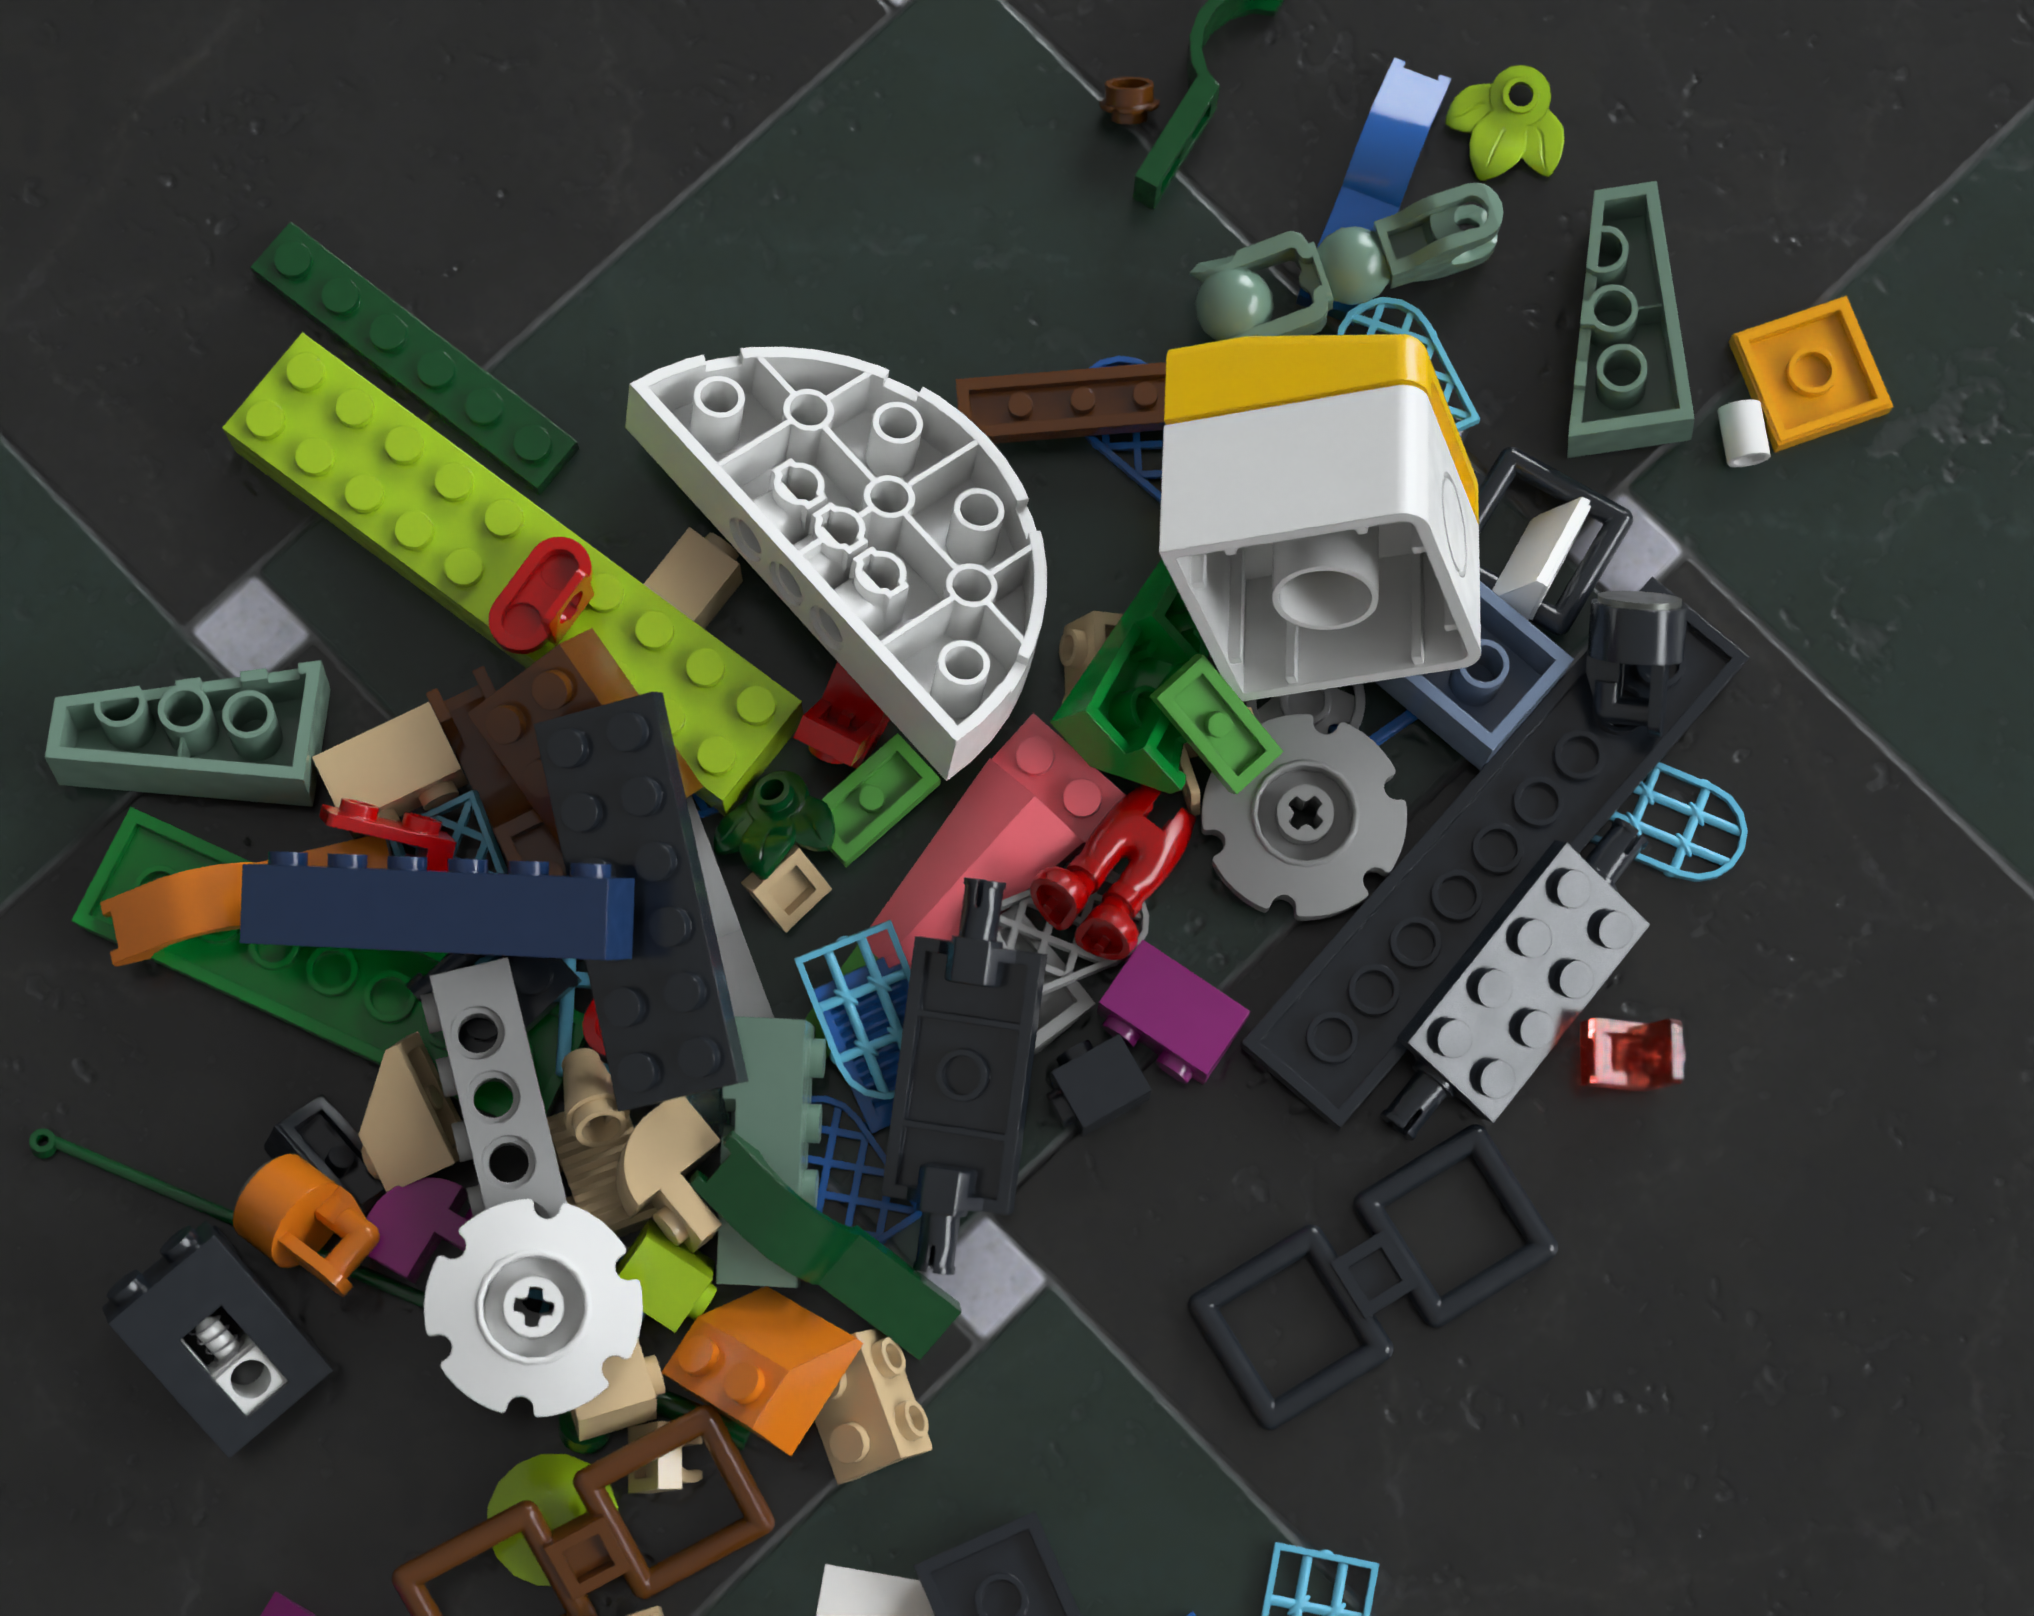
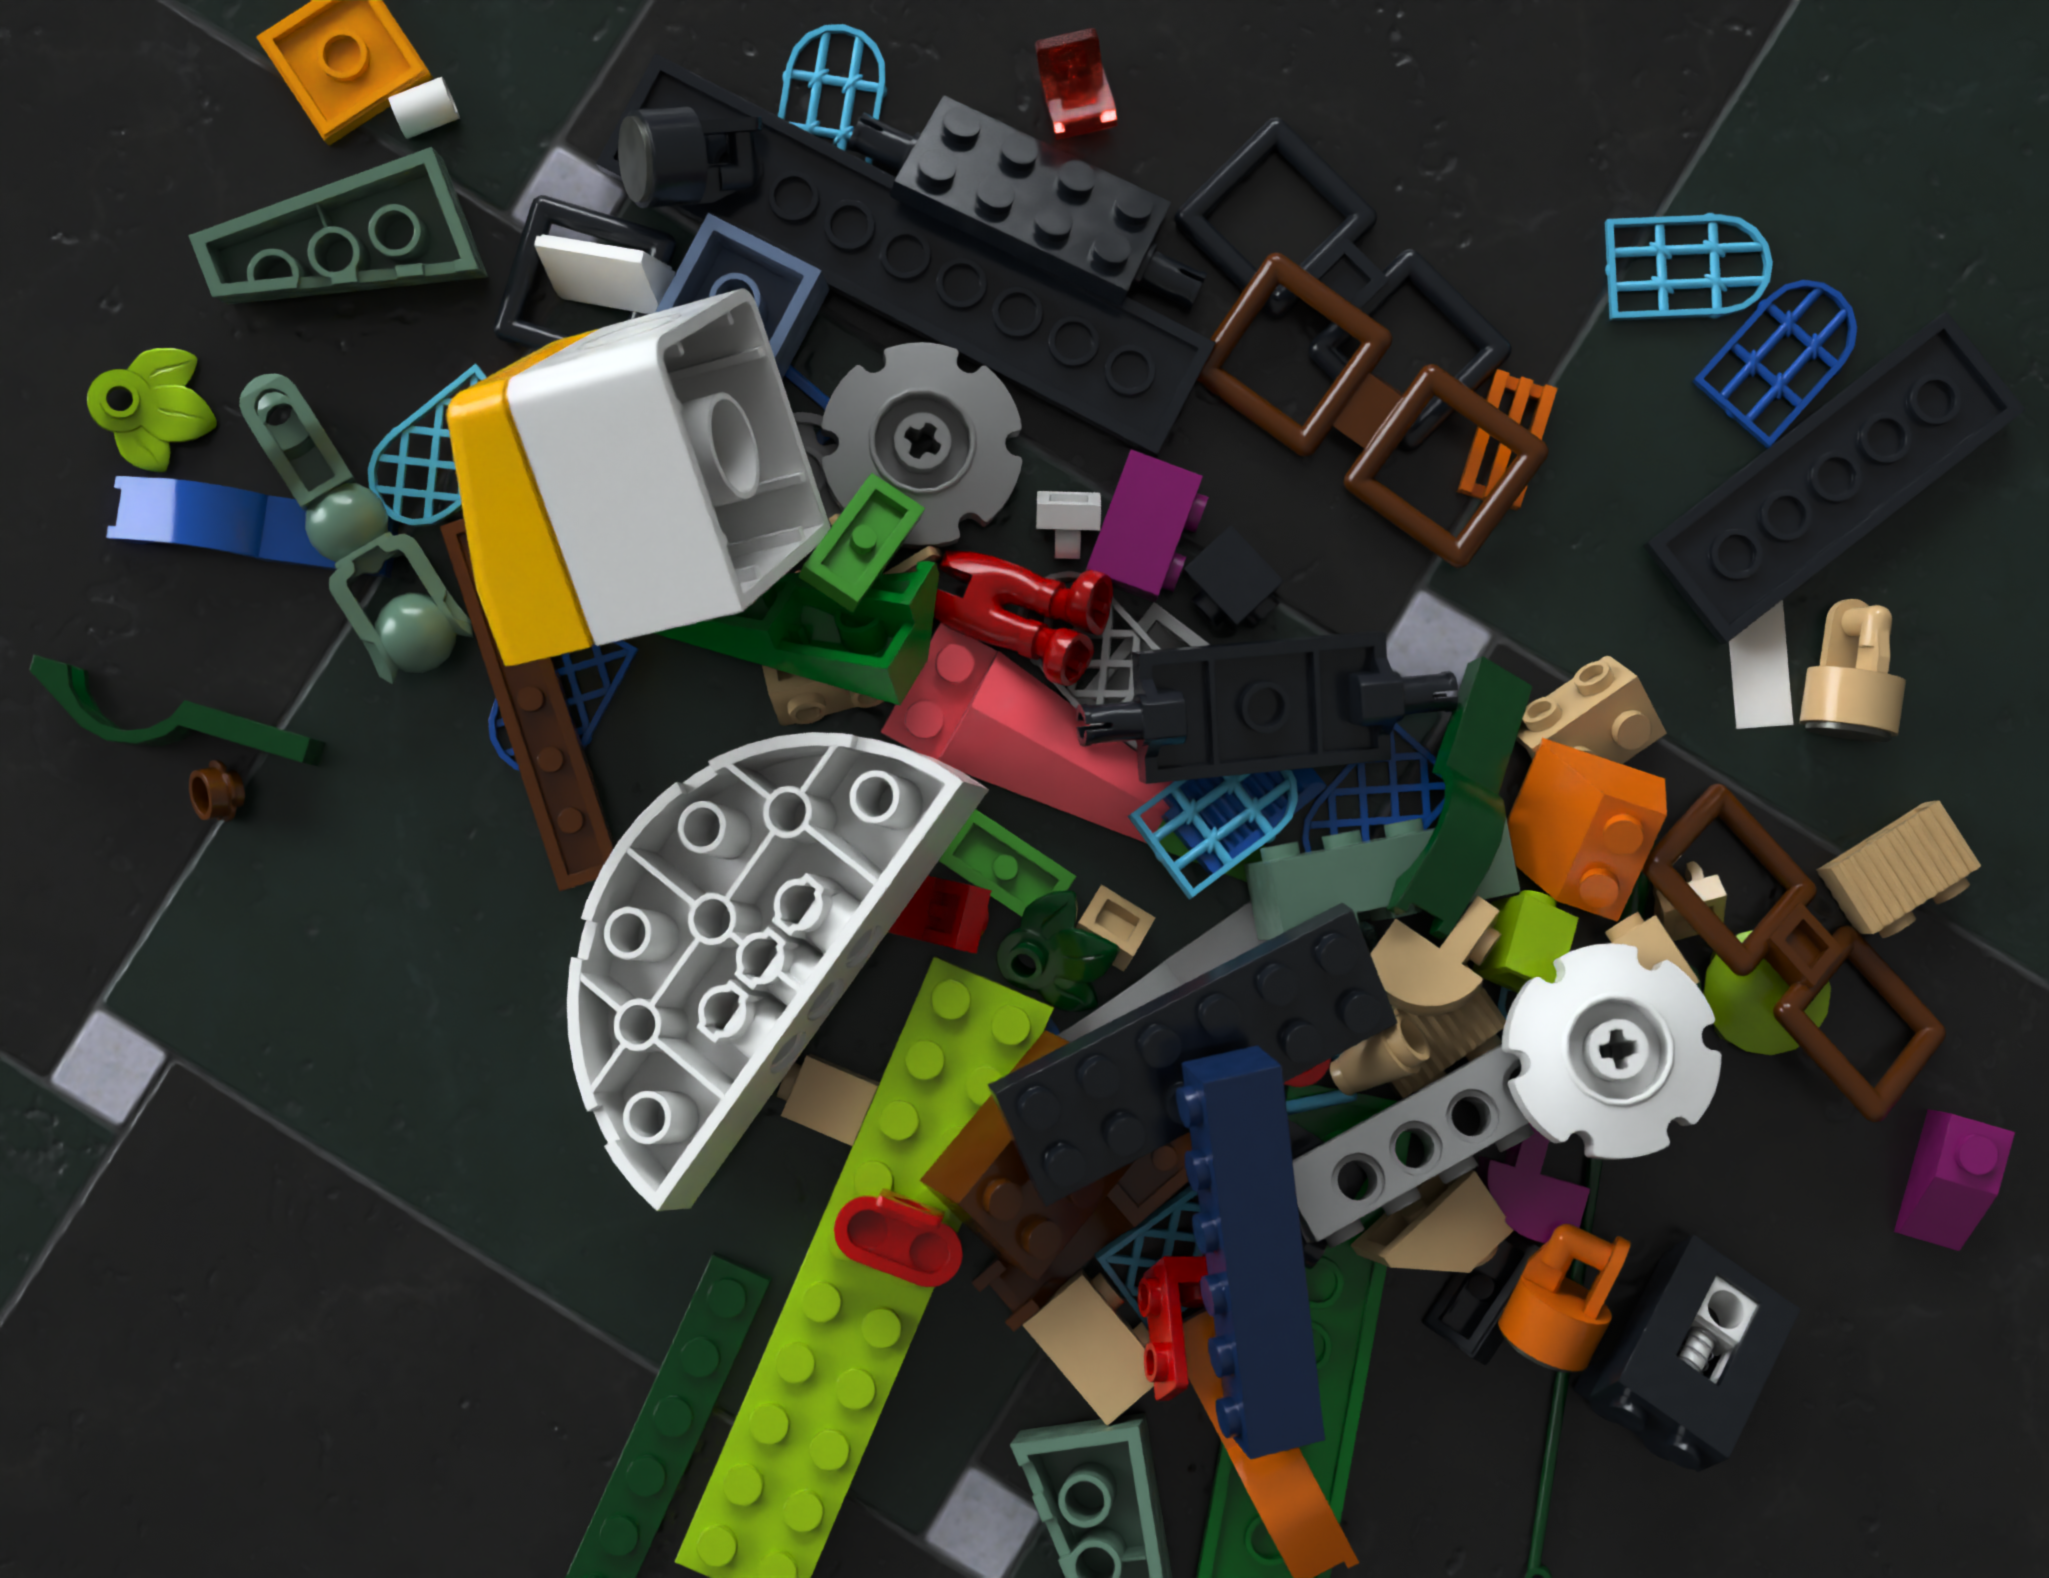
camera: 100 degrees left, 10 degrees up
(1186, 1377) = (1523, 389): none -> orange tile
(1200, 942) = (1068, 515): none -> white tile
(1234, 1264) = (1371, 411): none -> reddish brown bar

